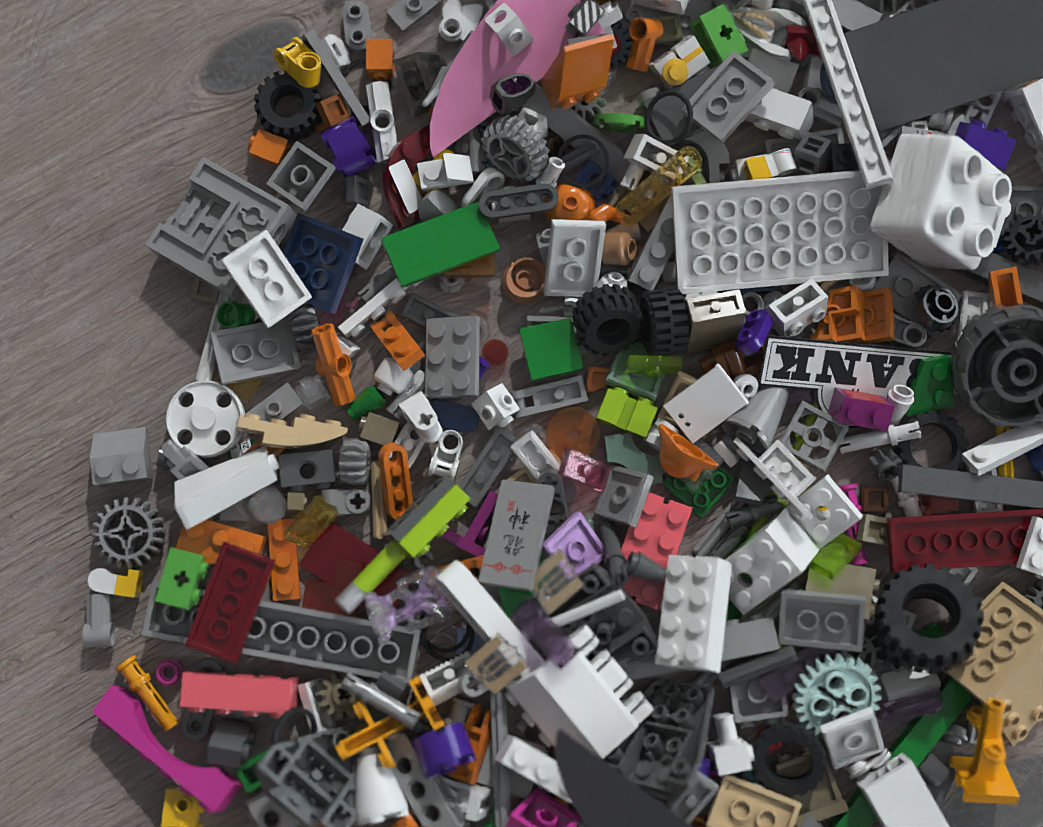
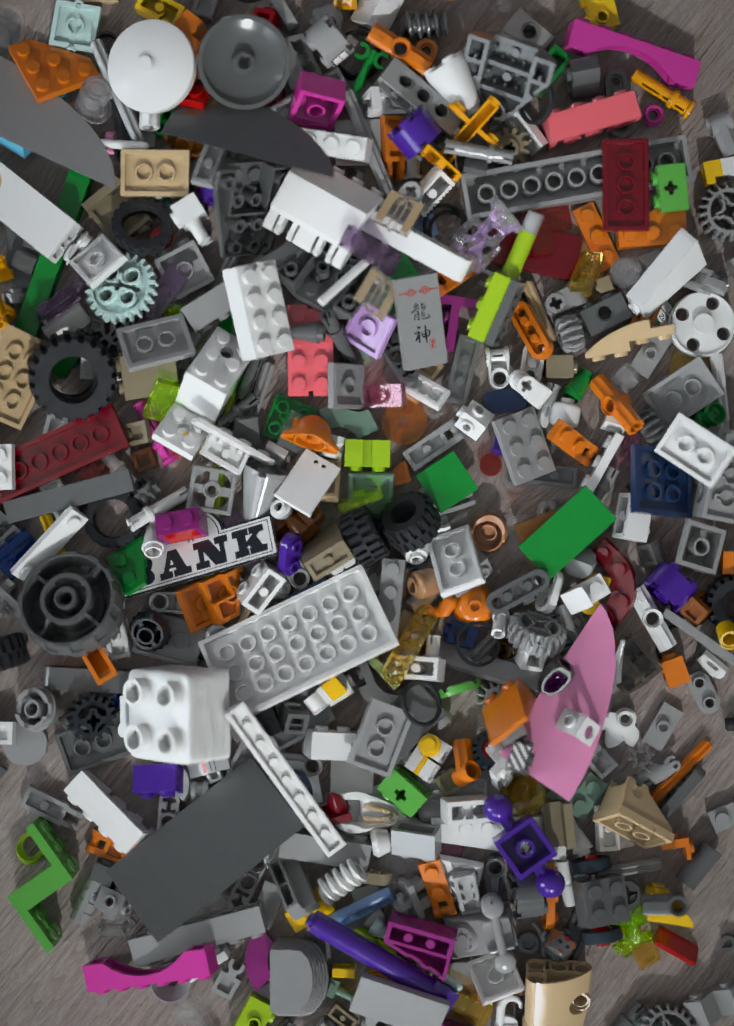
camera: 165 degrees right, 5 degrees up
(406, 185) = (612, 571): white sticker -> none
(757, 667) = (192, 288): dark grey axle -> none

